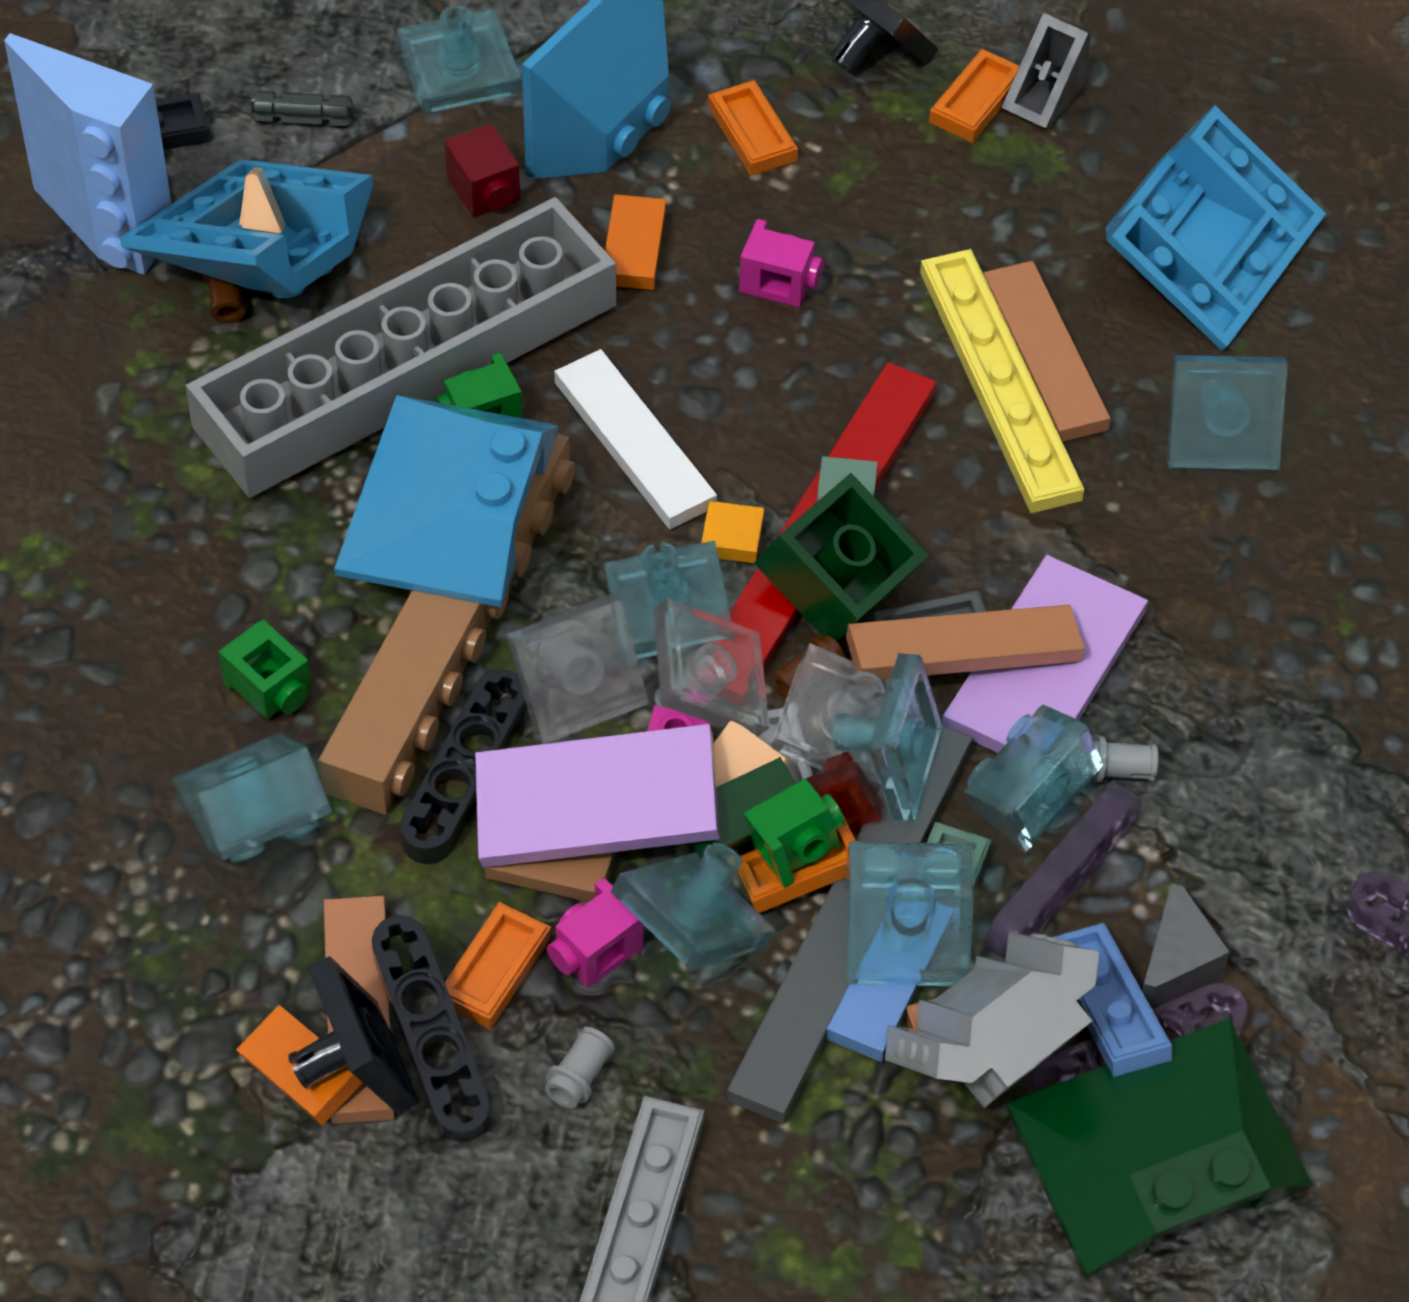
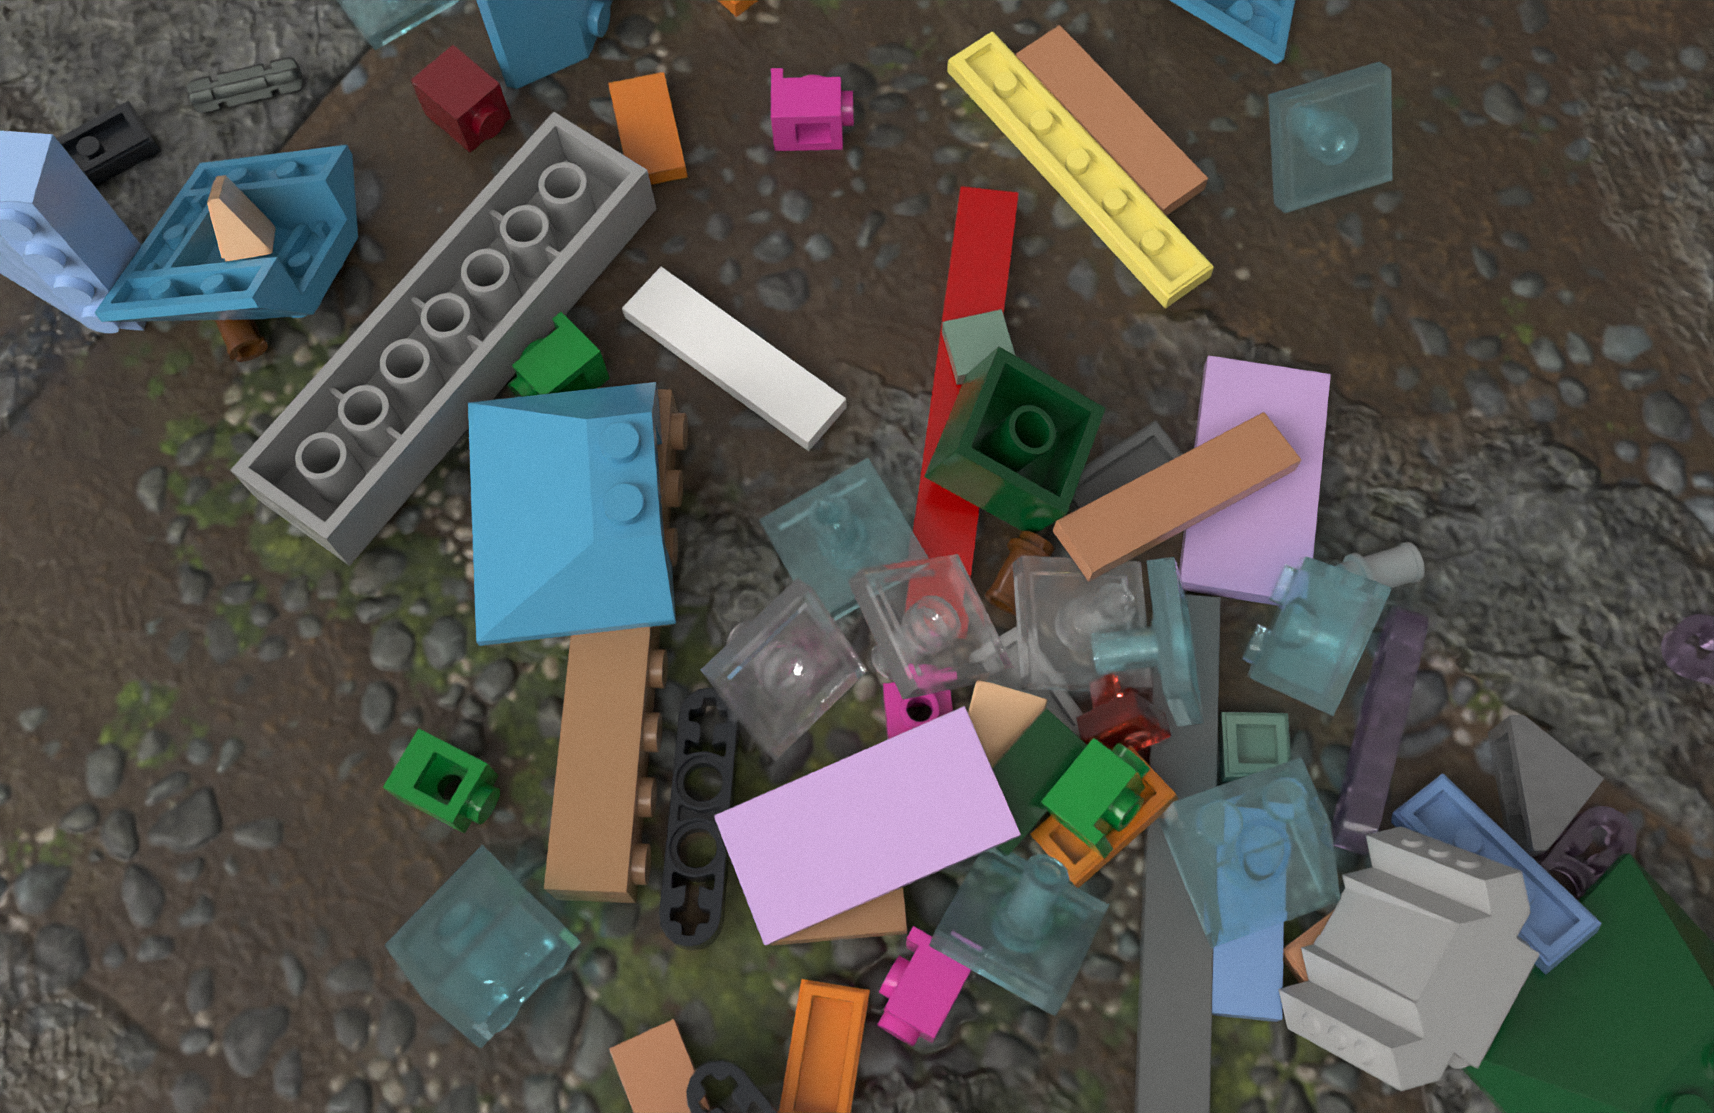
camera: 15 degrees left, 15 degrees up
(735, 530) = (877, 433): light orange tile -> none

